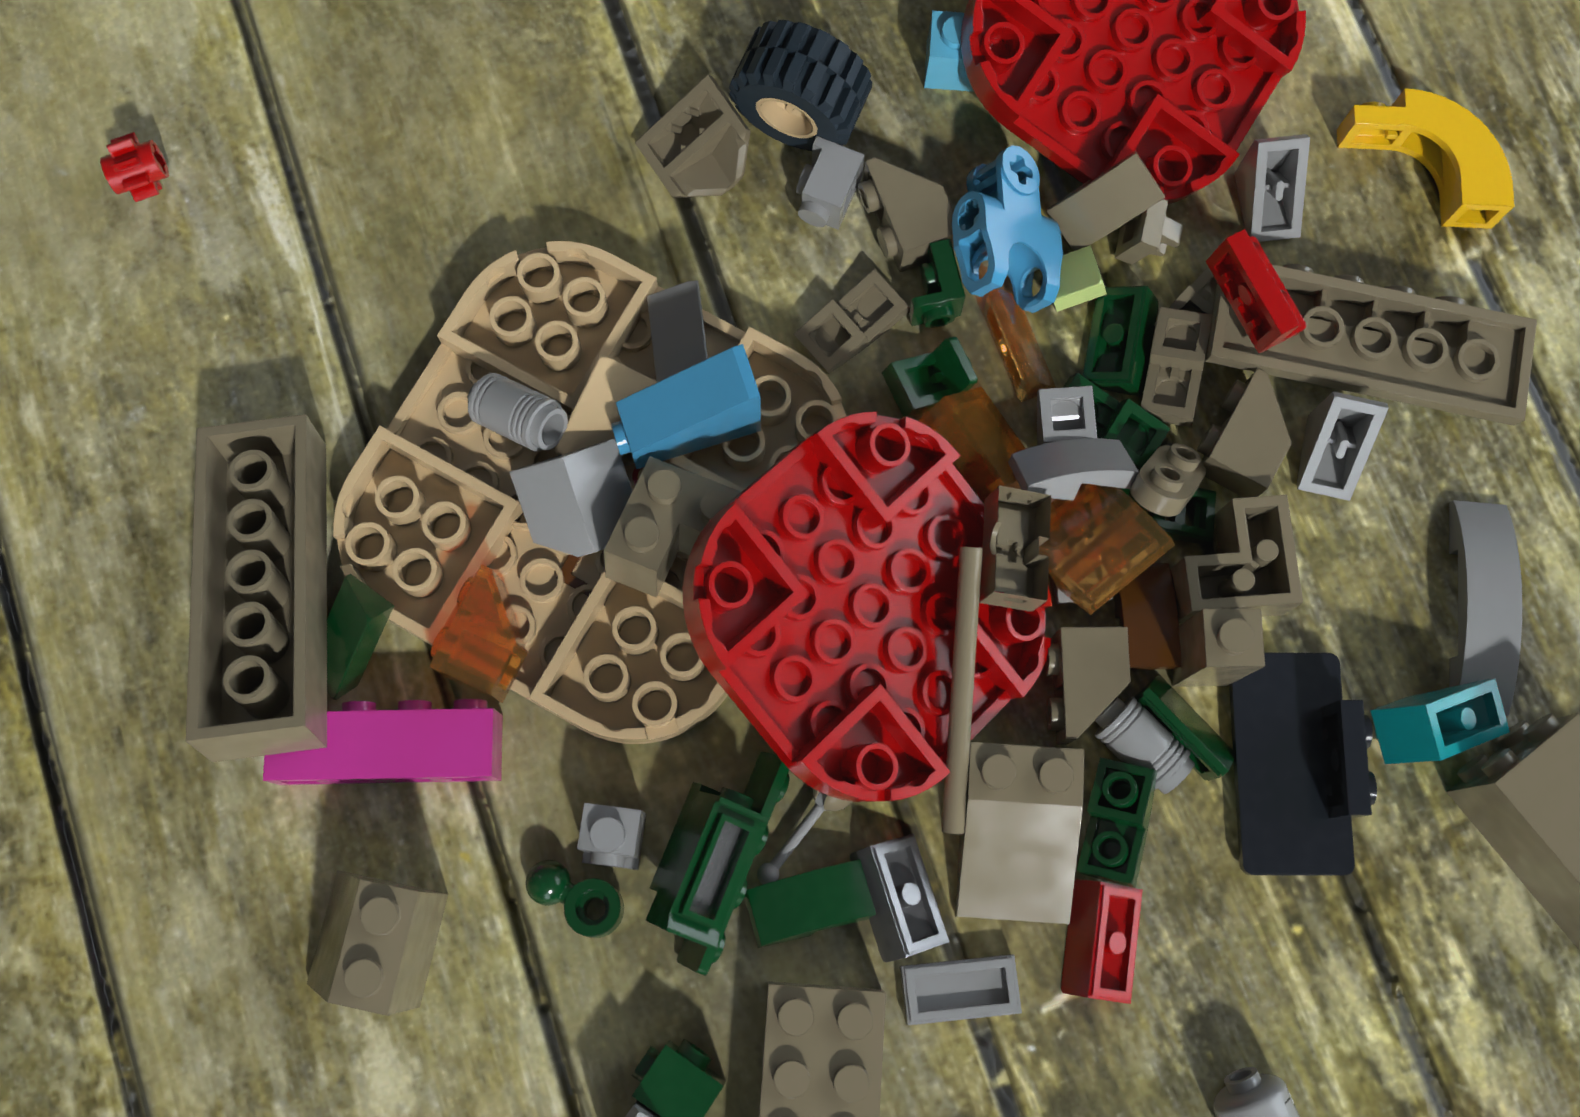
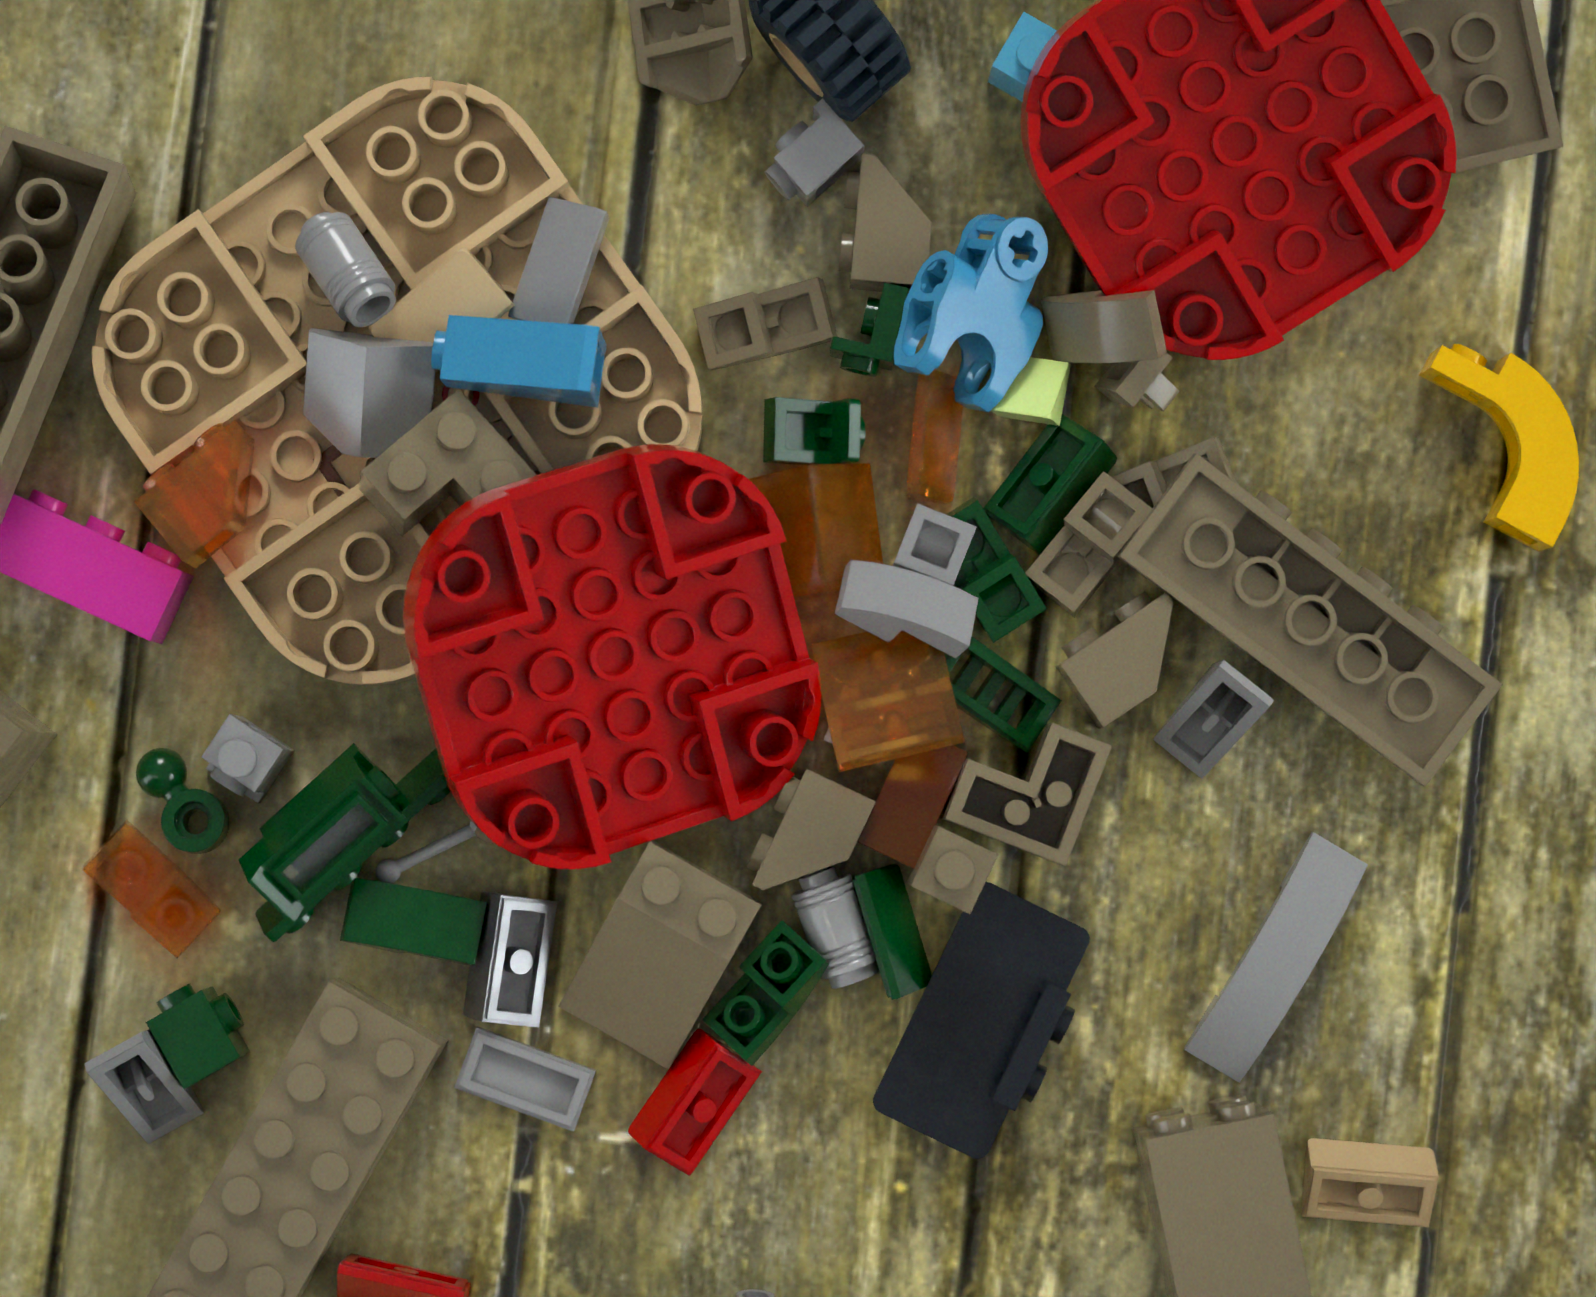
camera: 30 degrees right, 10 degrees up
(353, 634) = (74, 422): dark green slope -> none
(583, 982) = (151, 888): none -> clear orange slope
(962, 690) = (666, 783): dark tan piece -> none
(1011, 563) = (790, 663): dark tan piece -> none
(1168, 479) = (1004, 667): dark tan plate -> none
(1255, 291) = (1199, 514): red bracket -> none
(1273, 187) = (1305, 398): light grey slope -> none
(1440, 722) = (1153, 1055): teal slope -> none

